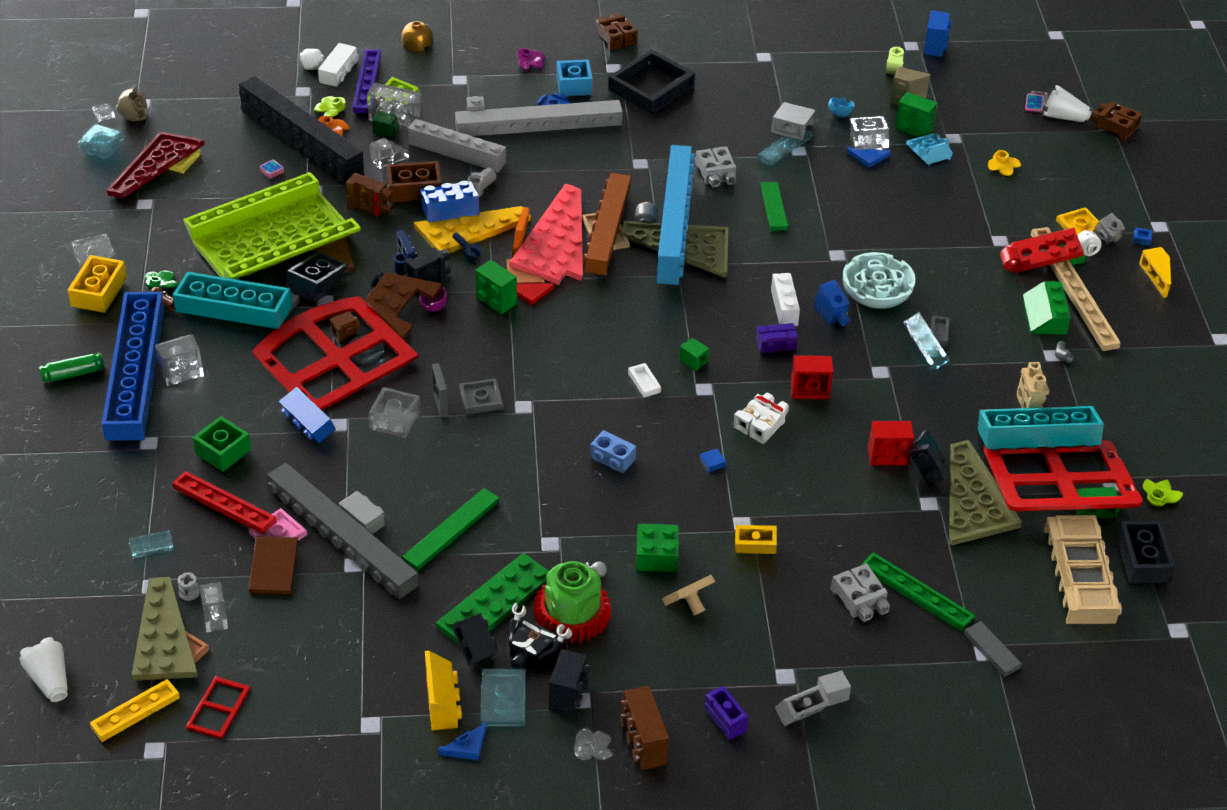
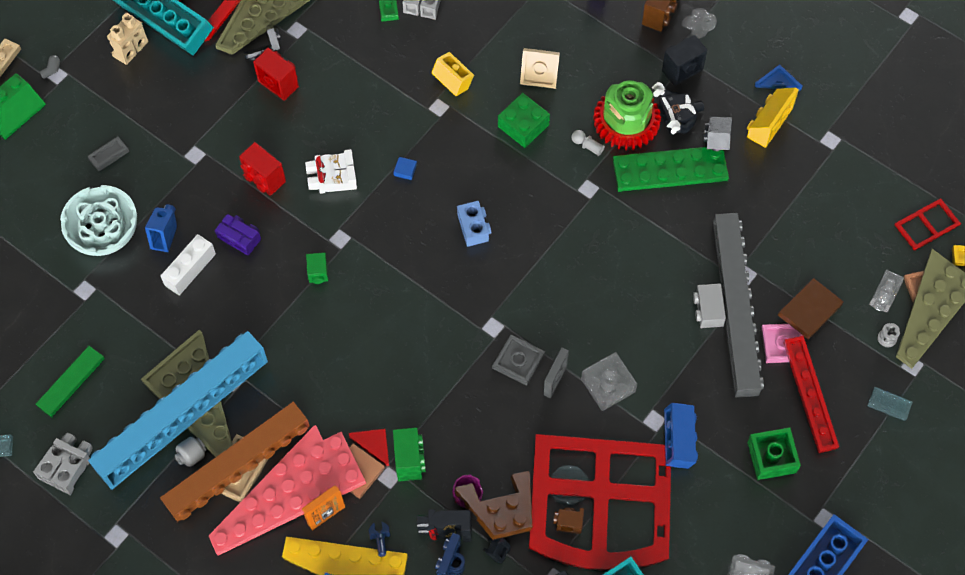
camera: 135 degrees left, 20 degrees up
(450, 529) = (651, 249): green tile -> none
(503, 697) = (728, 93): clear light blue tile -> none
(644, 380) = (377, 278): white tile -> none
(926, 341) = (137, 141): clear light blue brick -> none

